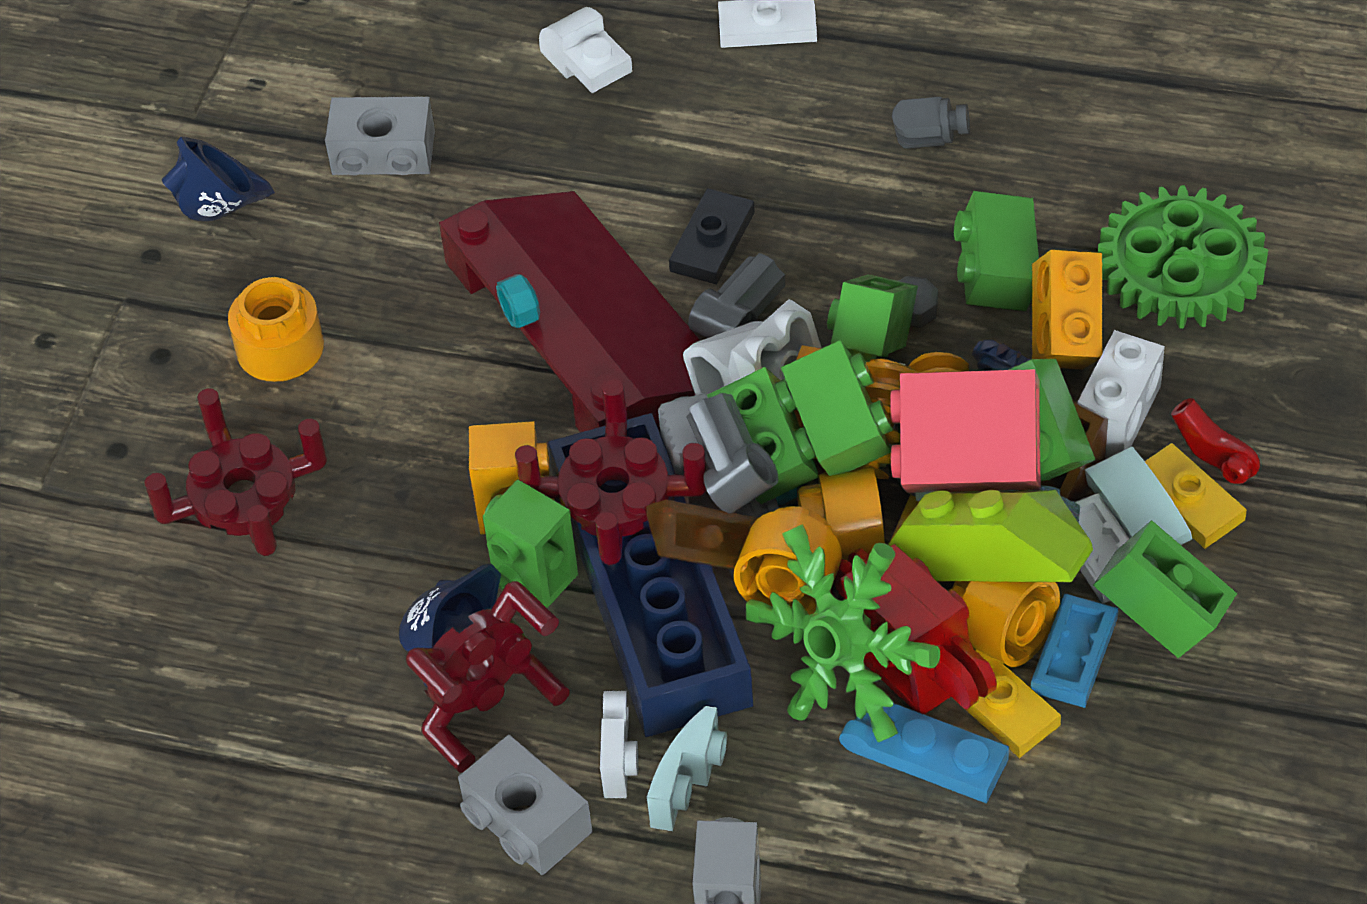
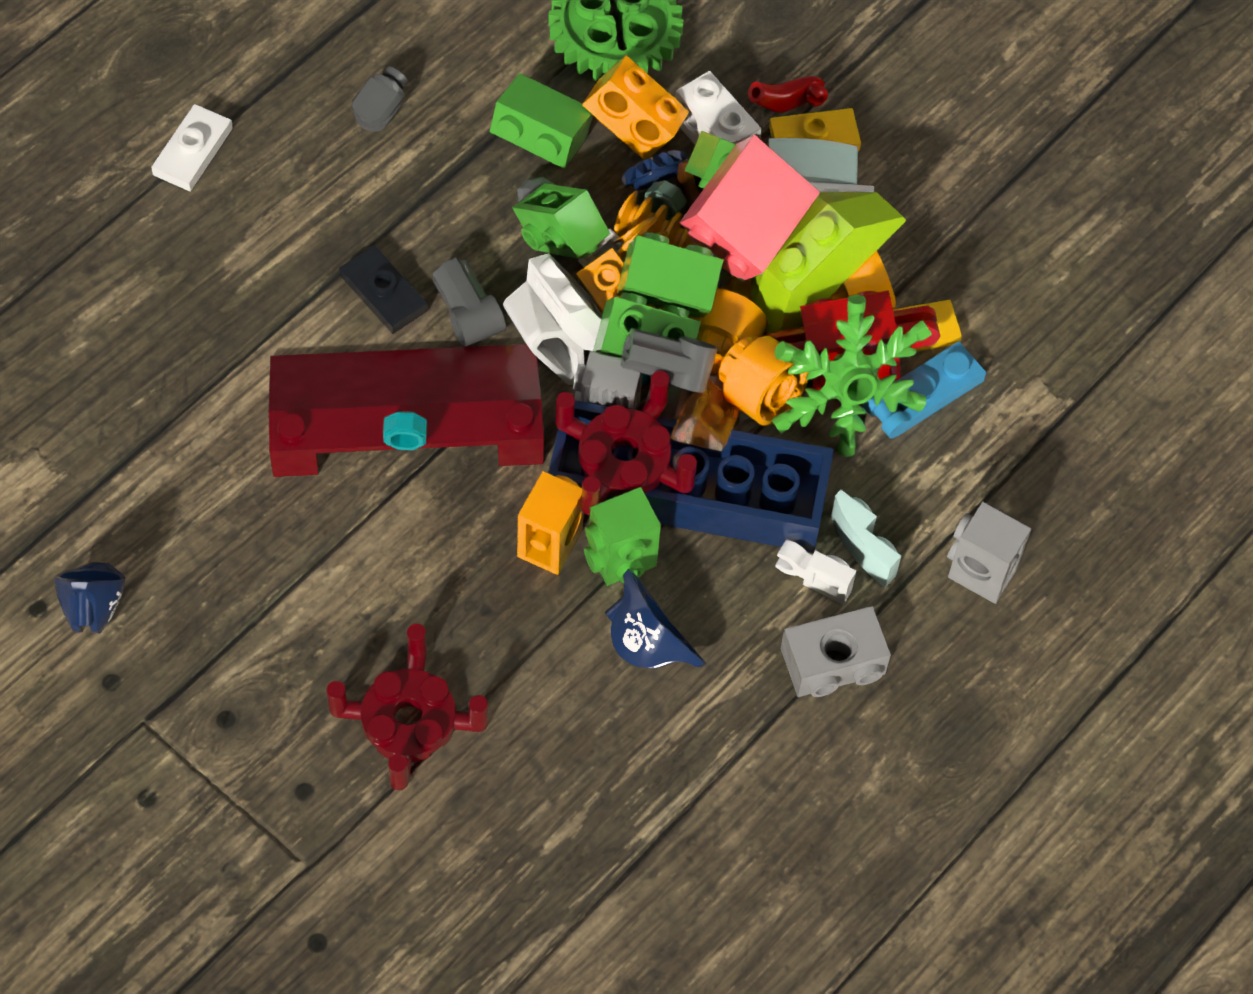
camera: 70 degrees left, 10 degrees up
(275, 329) = (279, 641): light orange piece -> none
(380, 135) = (122, 433): light grey brick -> none
(475, 664) = (714, 606): dark red plate -> none
(583, 49) = (129, 275): white brick -> none
(1074, 650) = (911, 269): dark azure plate -> none
(1165, 589) = (911, 179): bright green brick -> none

